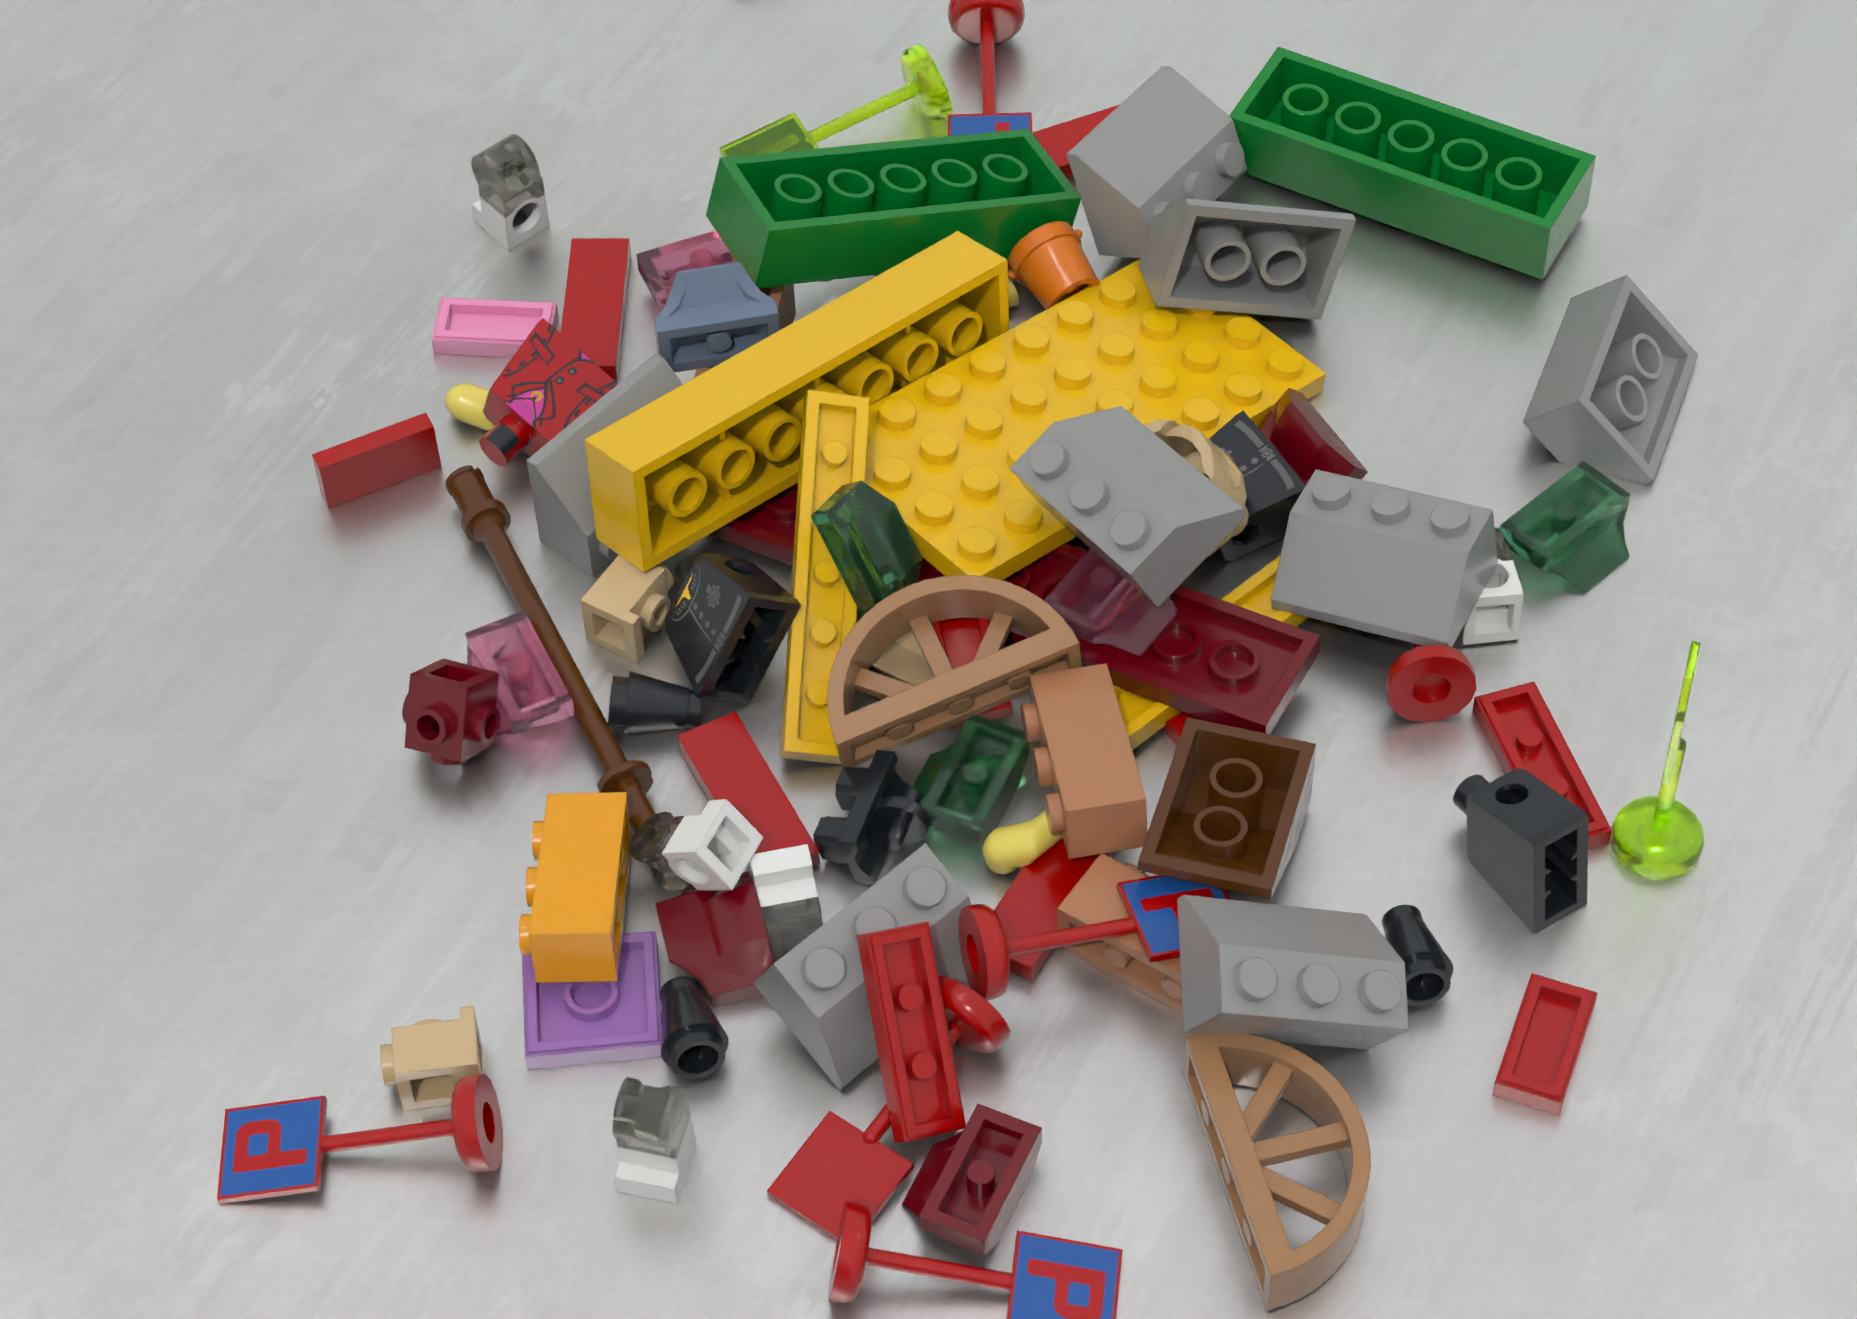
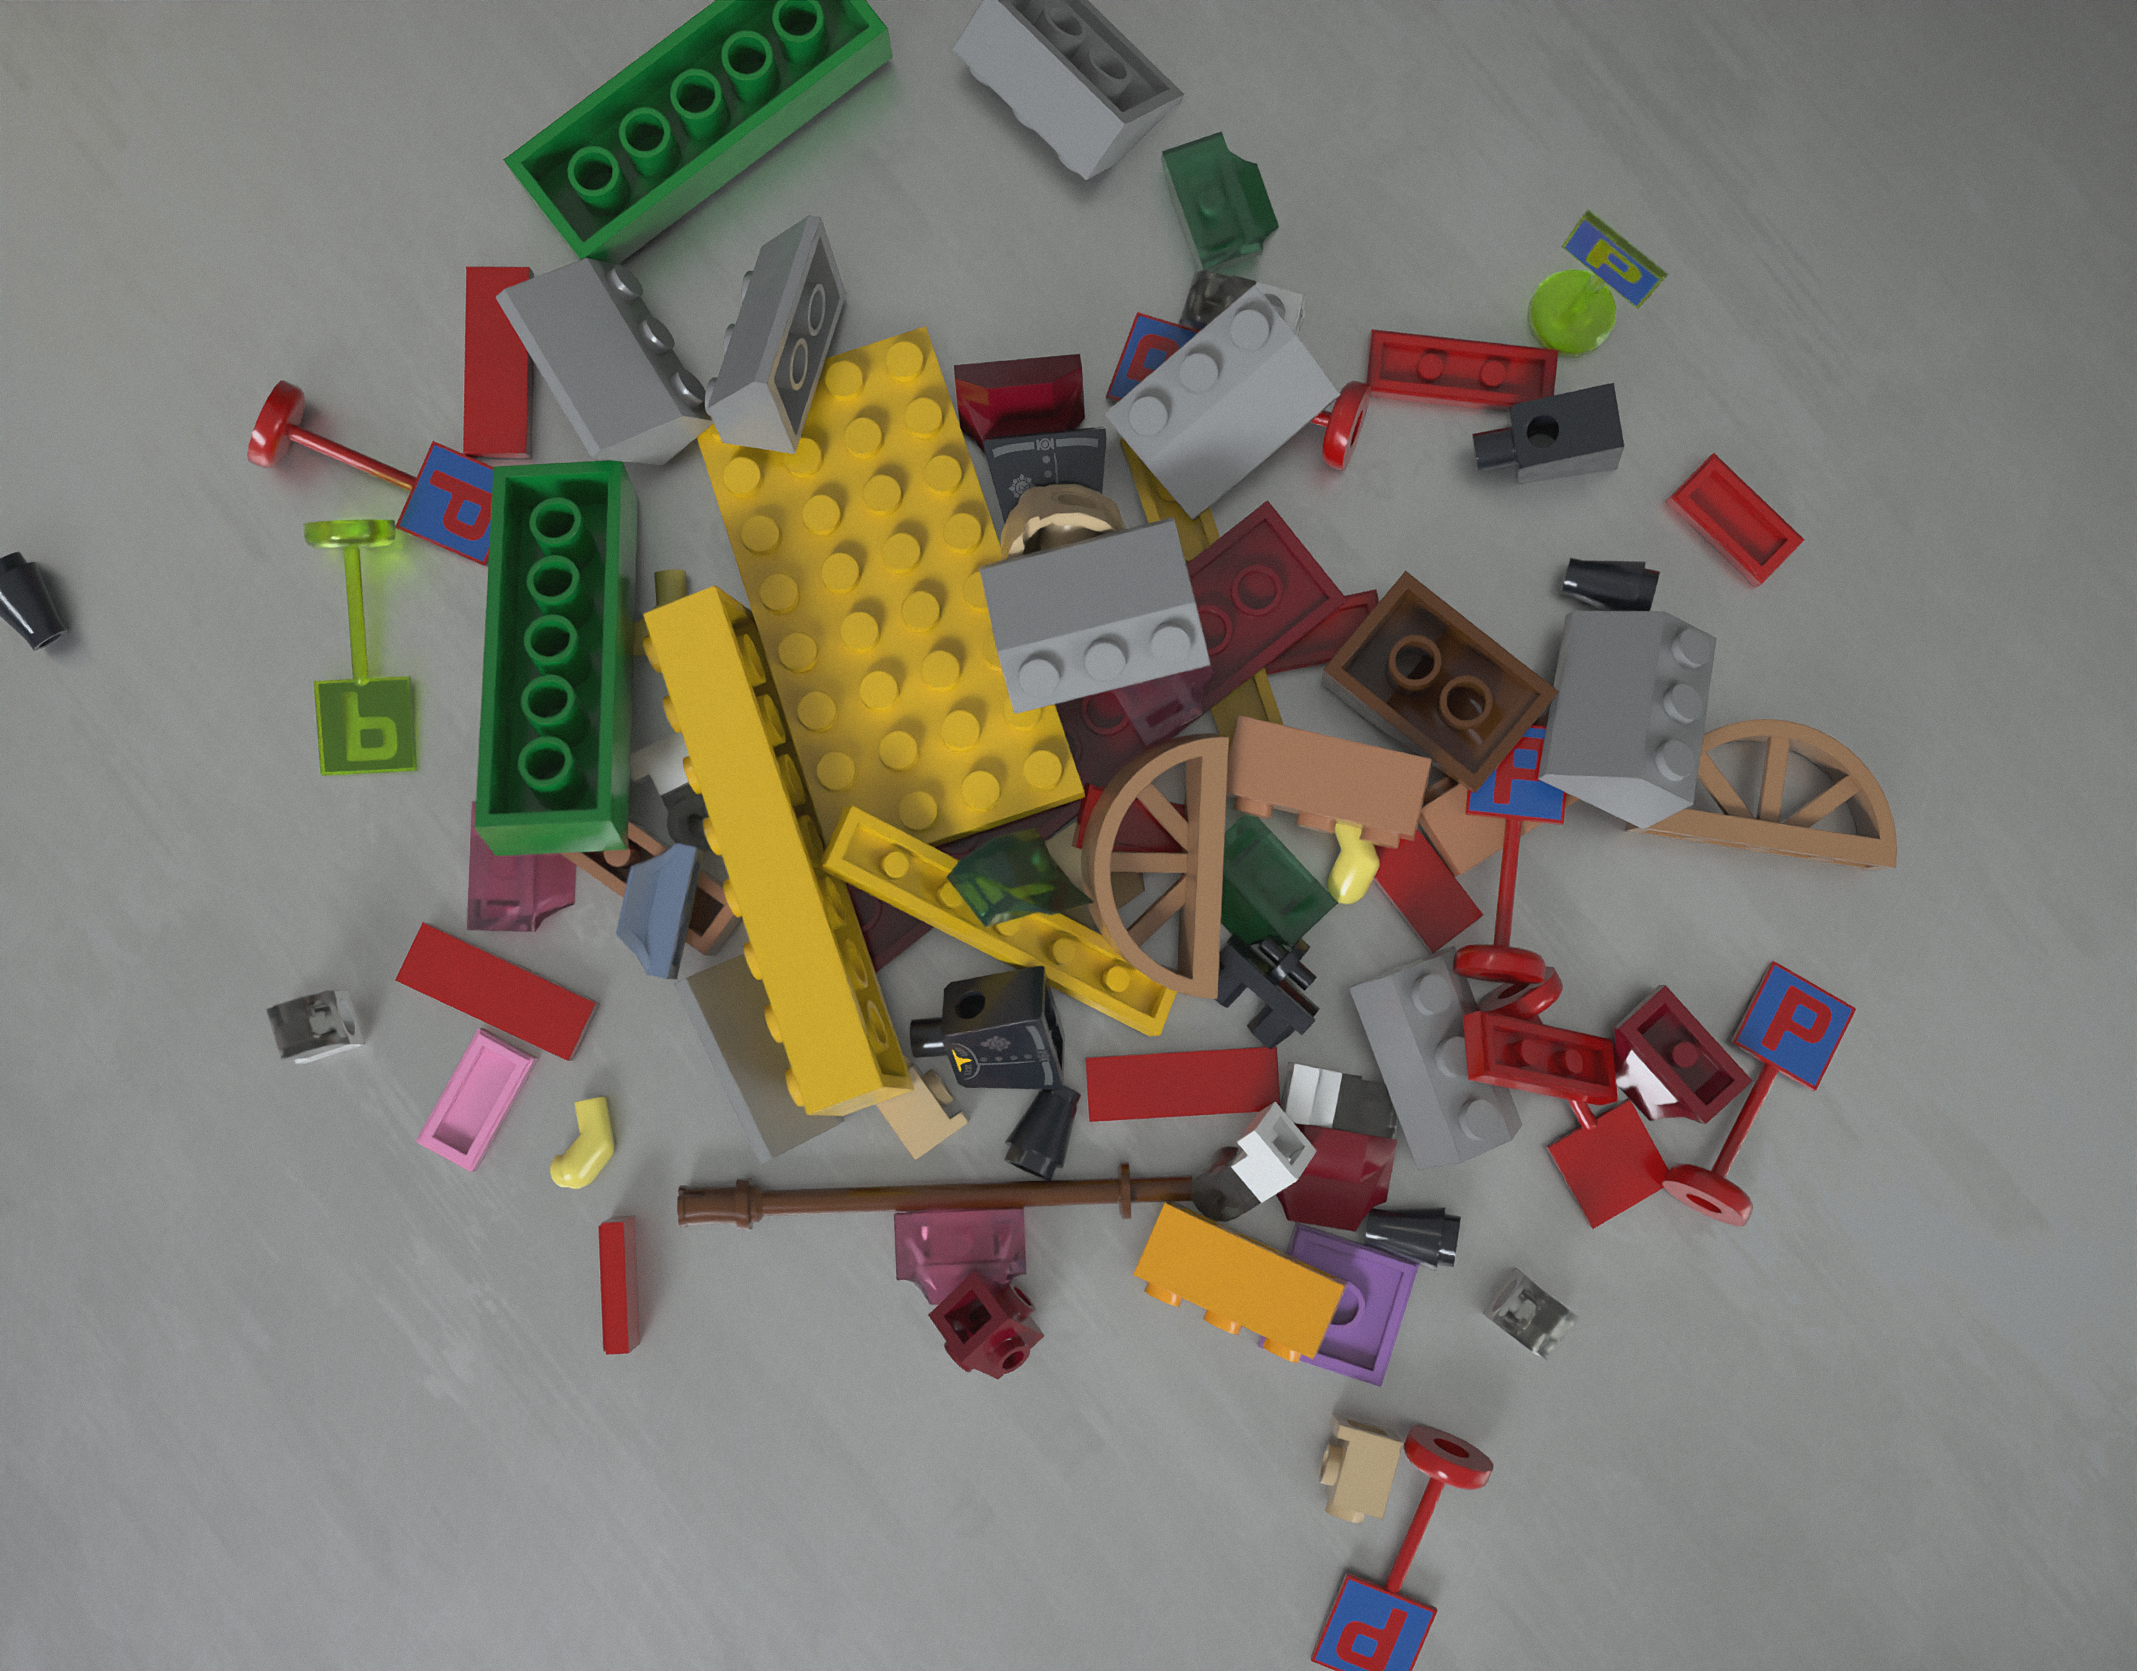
camera: 75 degrees left, 35 degrees up
(540, 394) = (630, 1096): red torso -> none
(1052, 263) = (679, 521): orange piece -> none

